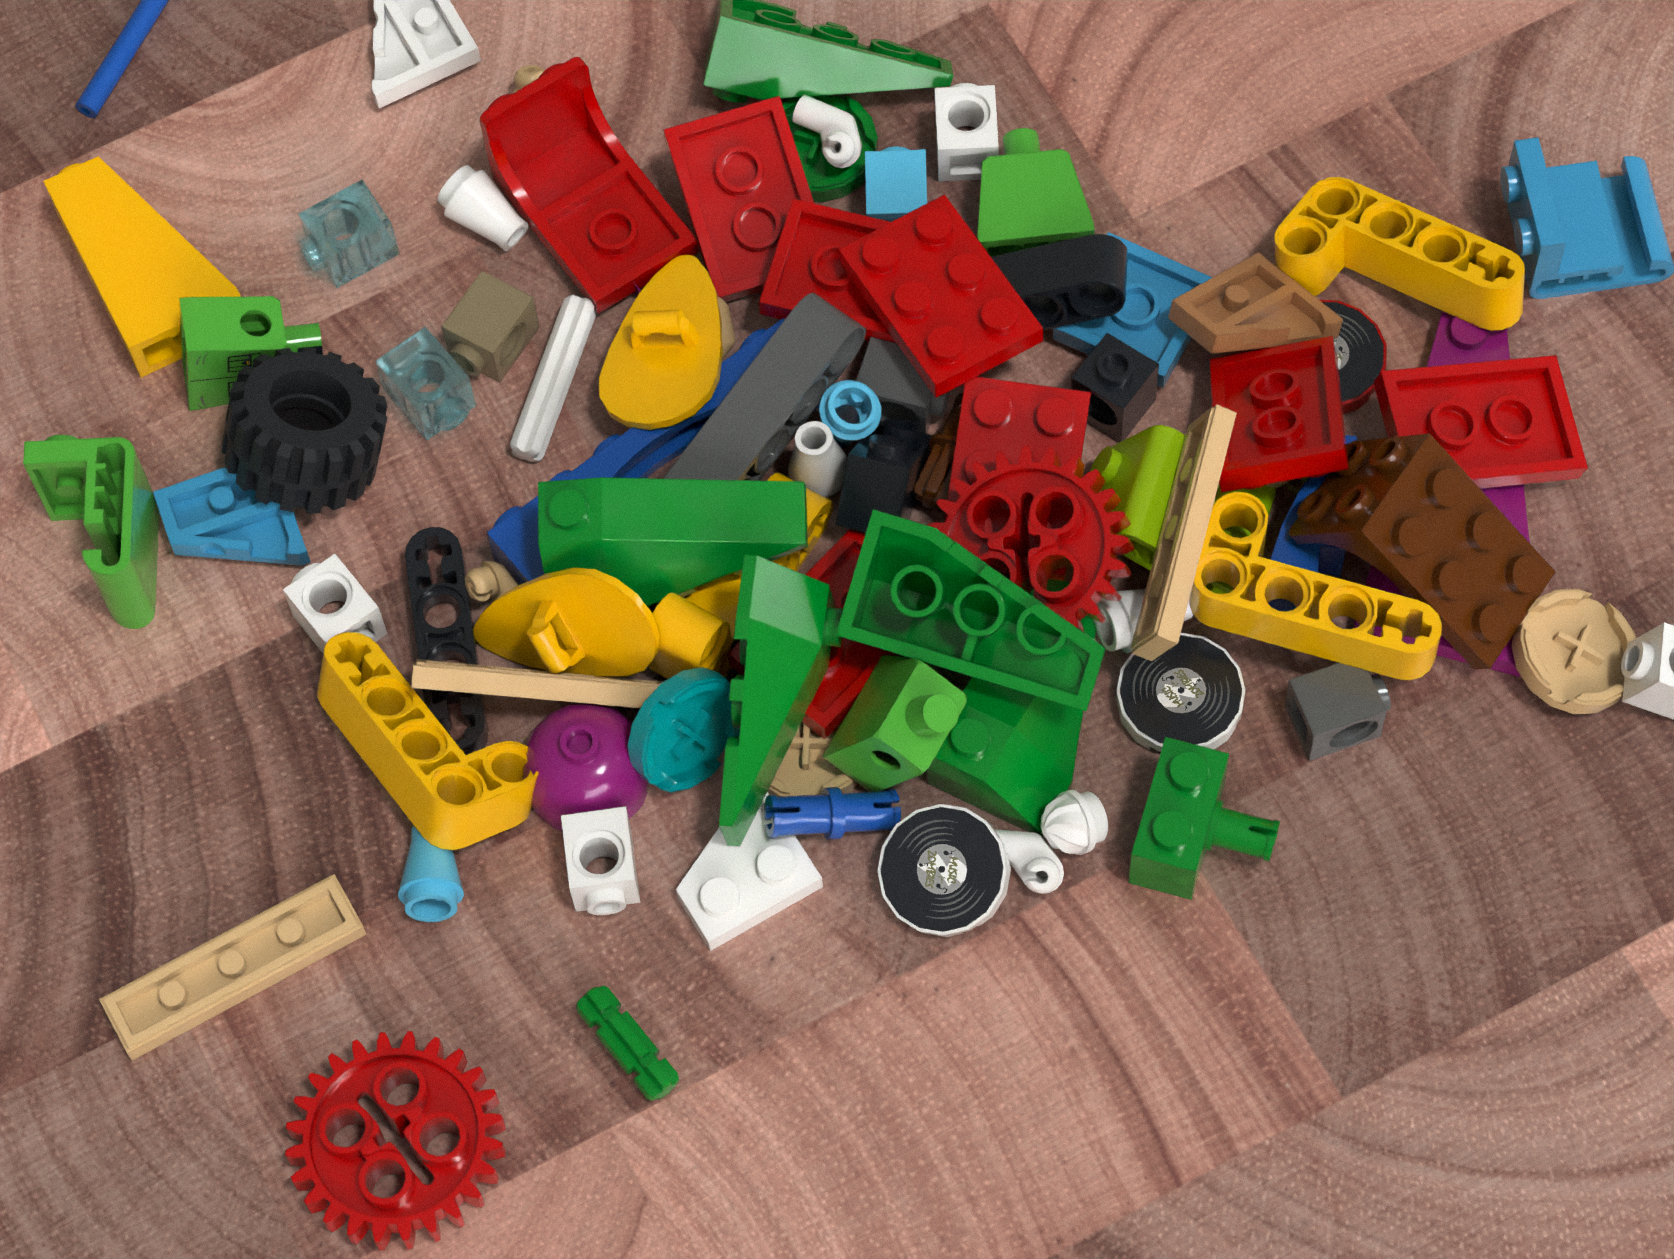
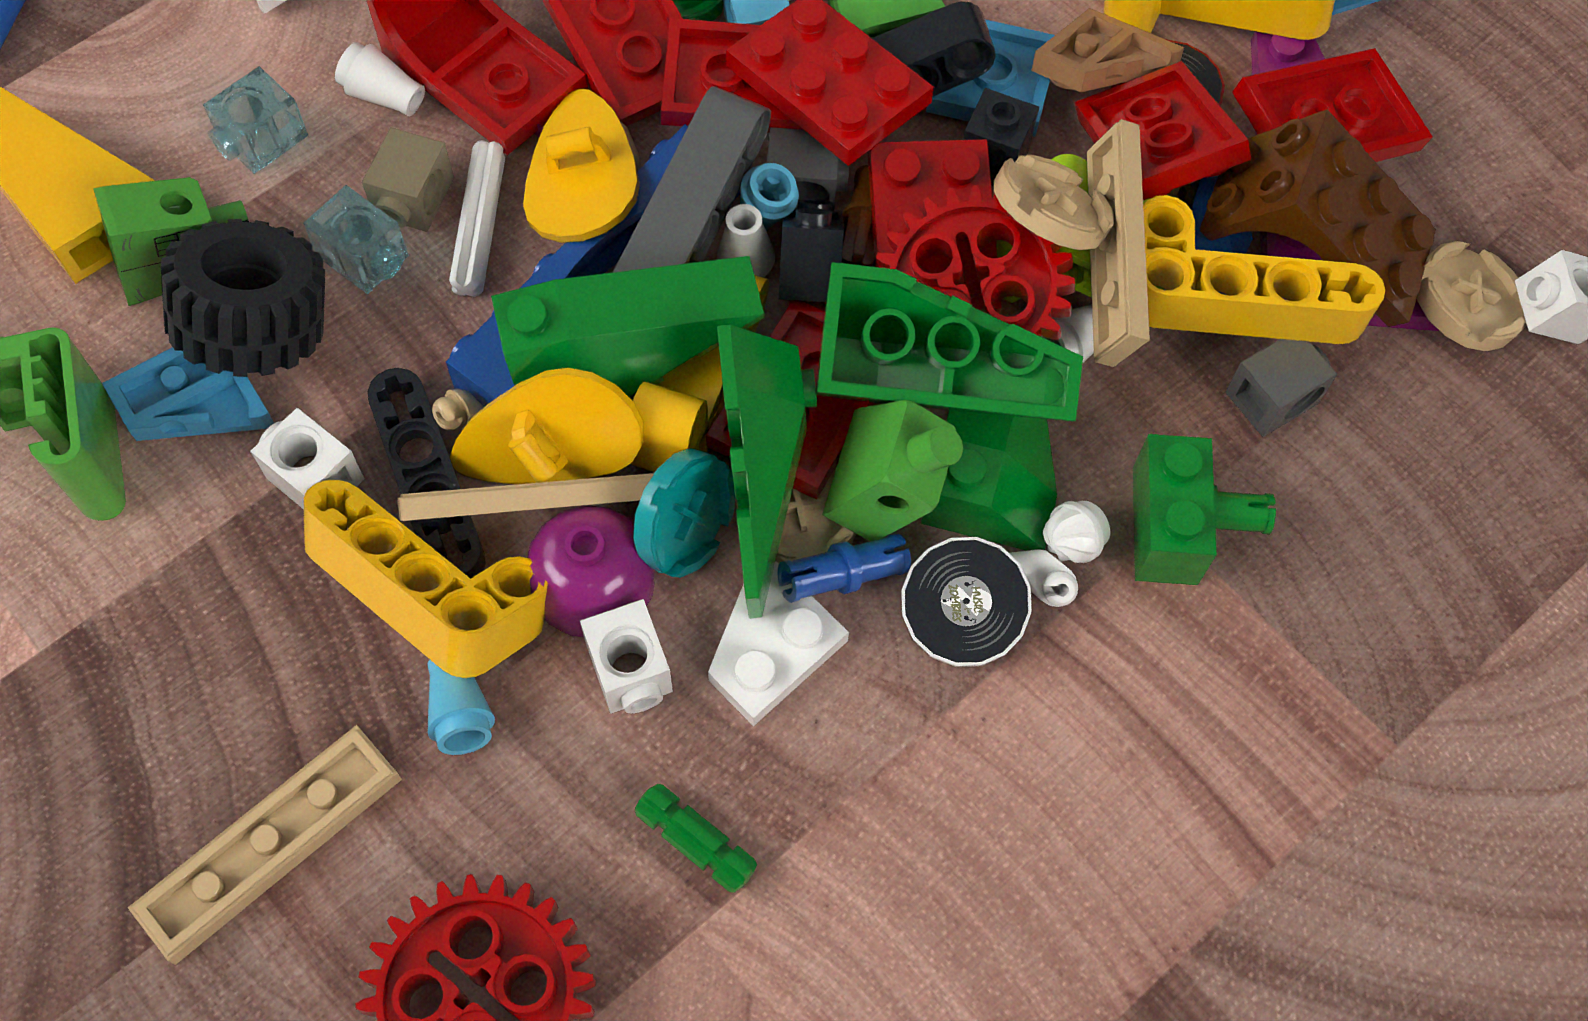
camera: 20 degrees left, 0 degrees up
(1121, 482) = (1051, 203): none -> tan tile
(1182, 695) = (1134, 399): black tile -> none

